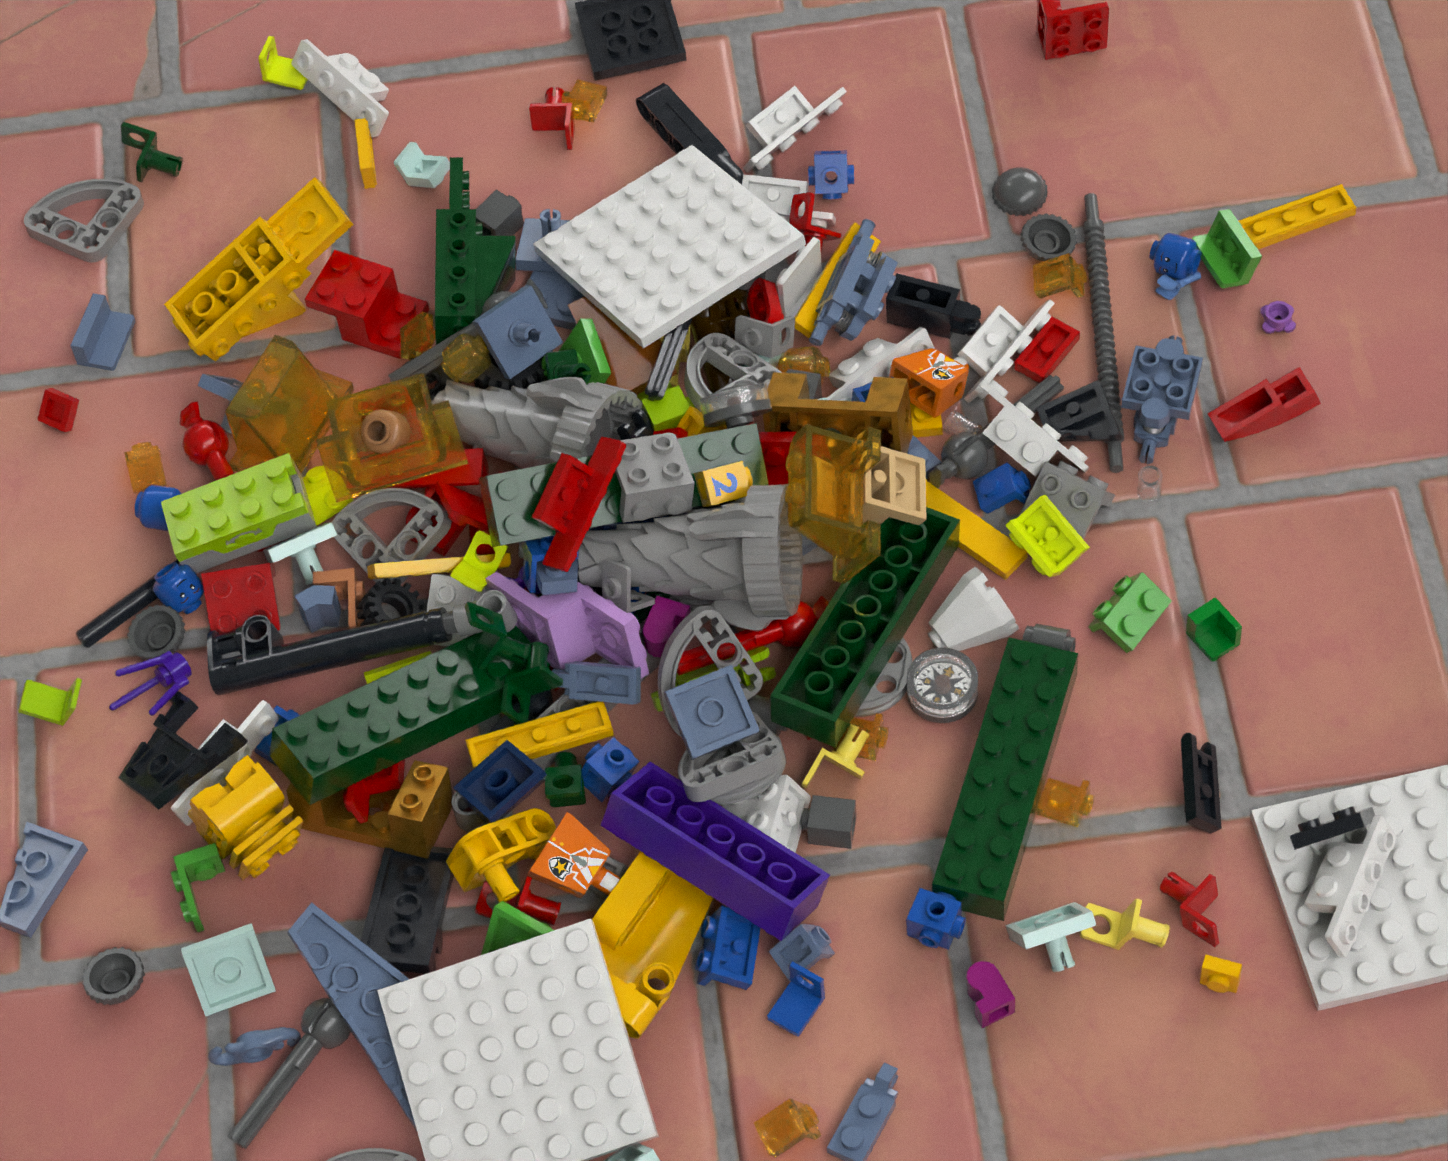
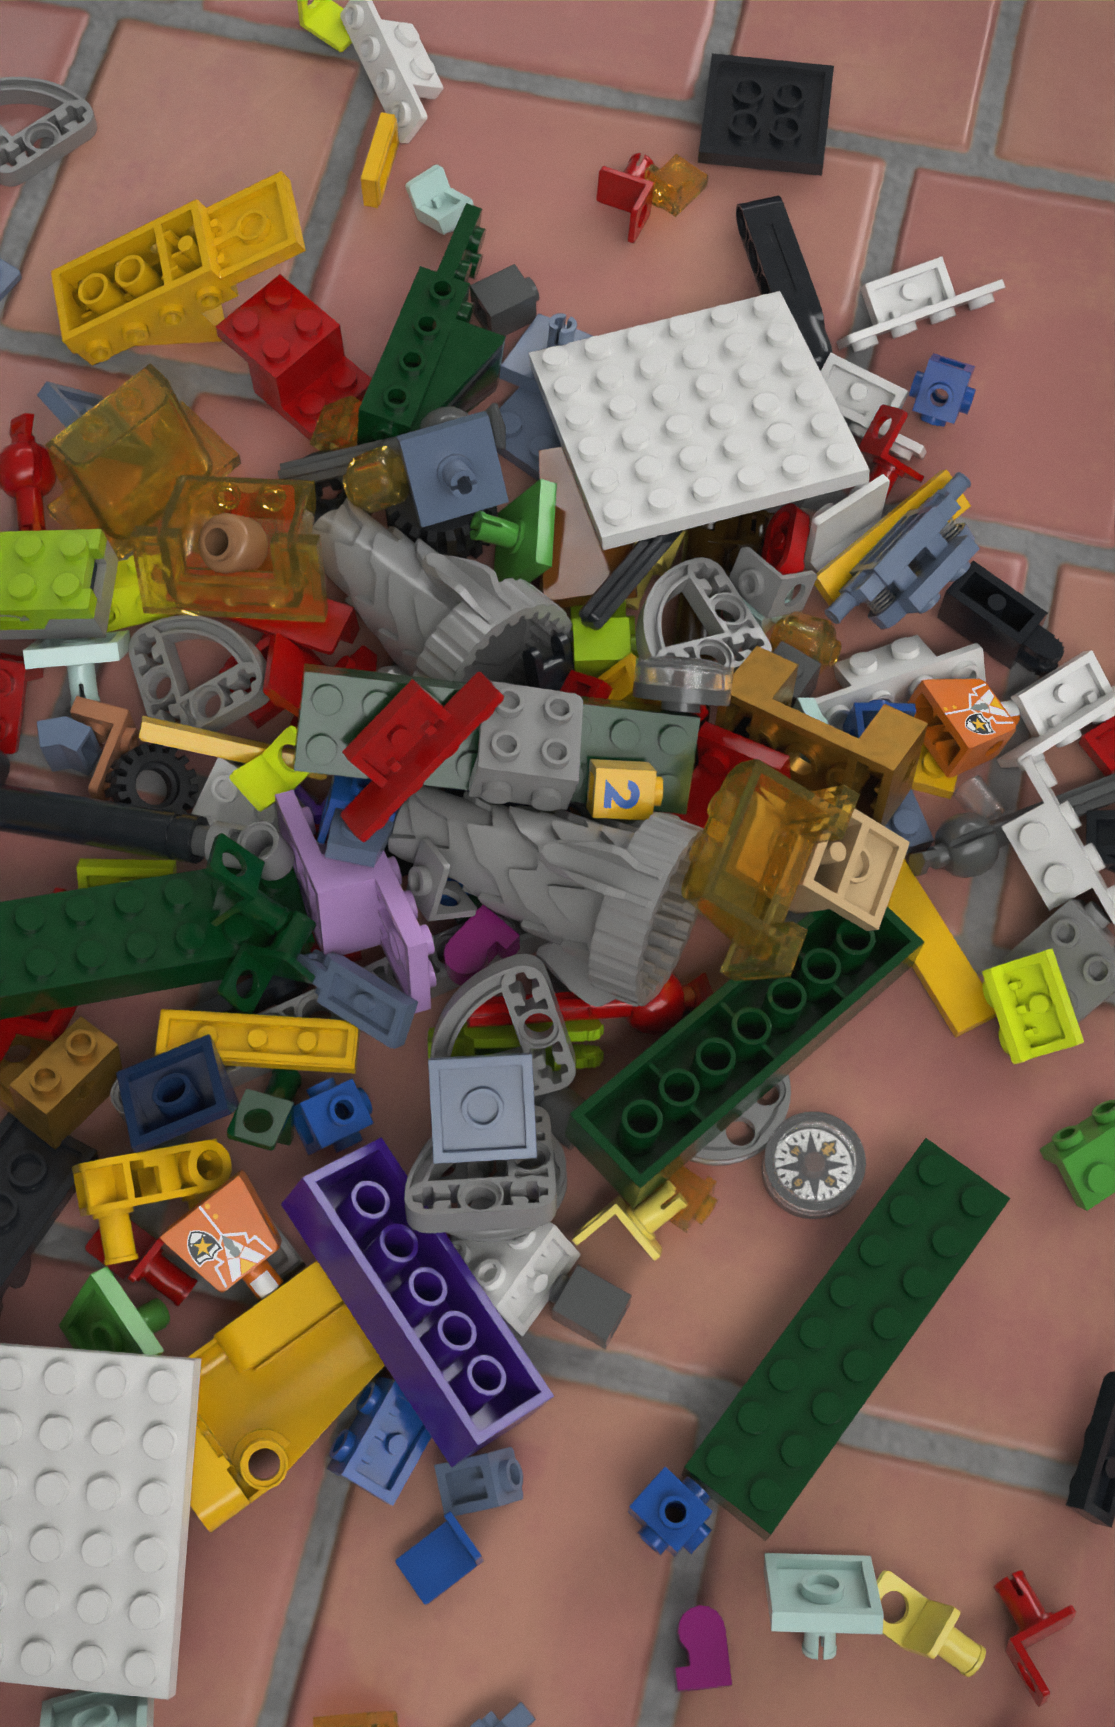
camera: 15 degrees right, 10 degrees up
(150, 155) = (125, 71): dark green bracket -> none
(565, 364) = (494, 542): dark green bracket -> none
(971, 615) = (887, 1081): white cone -> none
(1001, 487) = (999, 907): blue bracket -> none
(1050, 636) = (980, 1154): dark grey brick -> none
(1065, 802) = (914, 1400): clear yellow bracket -> none

